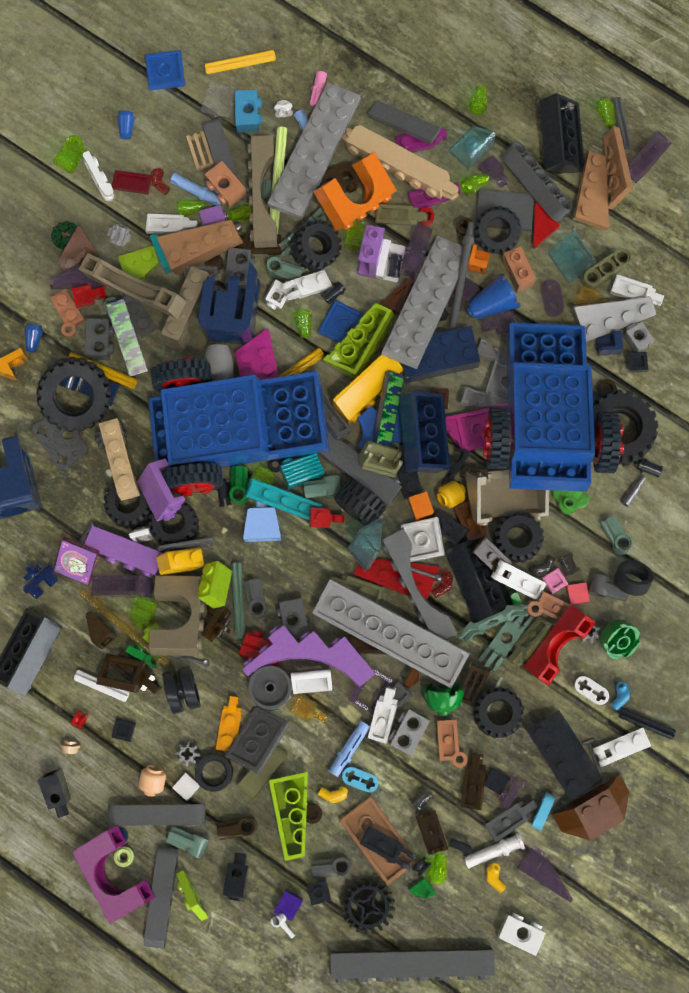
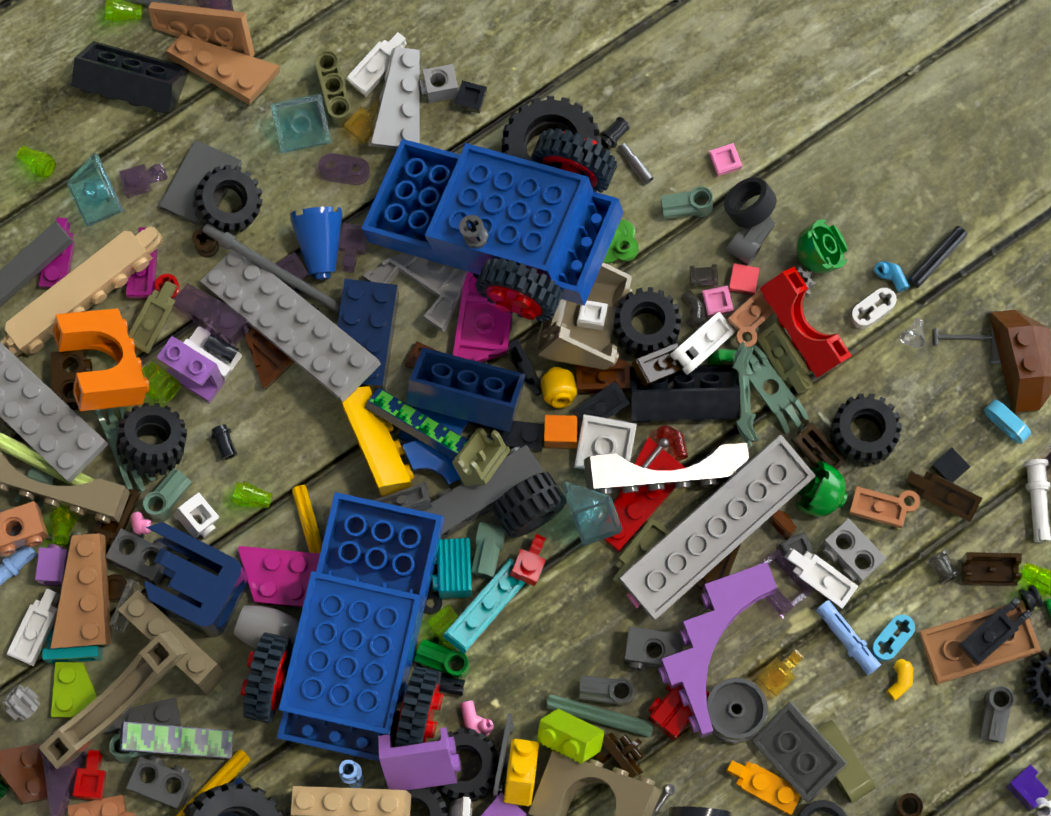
camera: 70 degrees left, 5 degrees down
(140, 452) = (355, 771): none -> light blue pin
(188, 207) = (21, 593): clear neon green cone -> none
(206, 520) = (474, 721): none -> bright pink arm
(259, 260) = (139, 523): none -> bright pink arm
(261, 524) = (508, 647): light blue torso -> none
(290, 807) = (906, 739): lime wedge -> none
(308, 285) = (201, 469): white hinge -> none
(311, 681) = (744, 651): white tile -> none
(314, 813) = (917, 716): dark brown tile -> none
(318, 892) = (1024, 741): black brick -> none
(339, 322) = (272, 446): blue tile -> none
(362, 342) = (316, 435): lime wedge -> none
(460, 846) = (1020, 539): black tile -> none
(474, 183) = (148, 208): clear neon green cone -> none
(478, 260) = (257, 240): orange panel -> none
(508, 796) = (974, 454): clear purple plate -> none
(510, 498) = (592, 315): none -> white tile
(510, 819) = (1005, 466): dark grey hinge -> none
(518, 269) = (289, 194): nougat brick -> none
(522, 389) = (478, 227): none -> dark grey bush
(537, 181) = (180, 129): dark grey beam -> none
(543, 225) = (241, 144): red tile -> none
(564, 754) = (945, 370): black slope -> none
(582, 725) = (914, 334): none -> clear rock
(606, 386) = (491, 142): dark brown tile -> none
(610, 344) = (434, 120): dark blue panel -> none
(622, 747) = (957, 297): white plate -> none
(661, 551) = (725, 159): none -> bright pink tile

